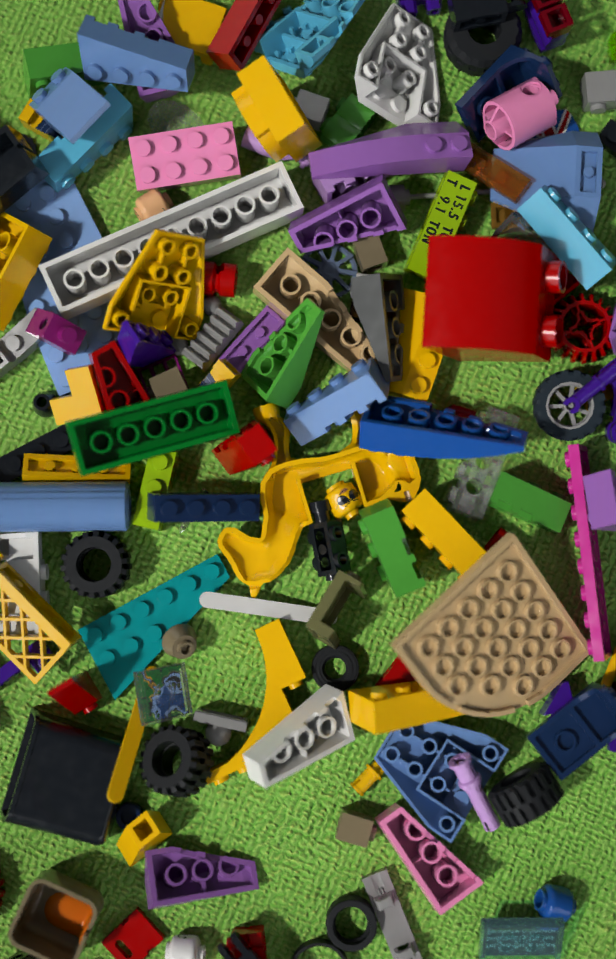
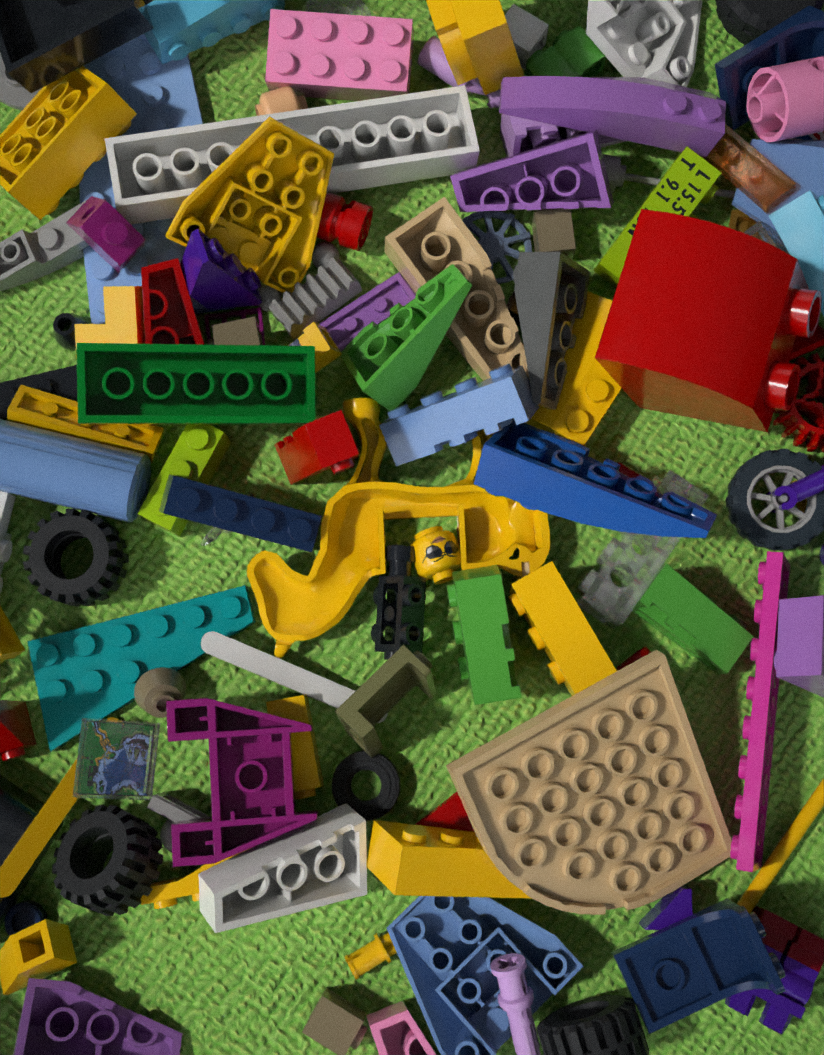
camera: 15 degrees right, 5 degrees down
(258, 684) = (247, 778): none -> magenta wedge

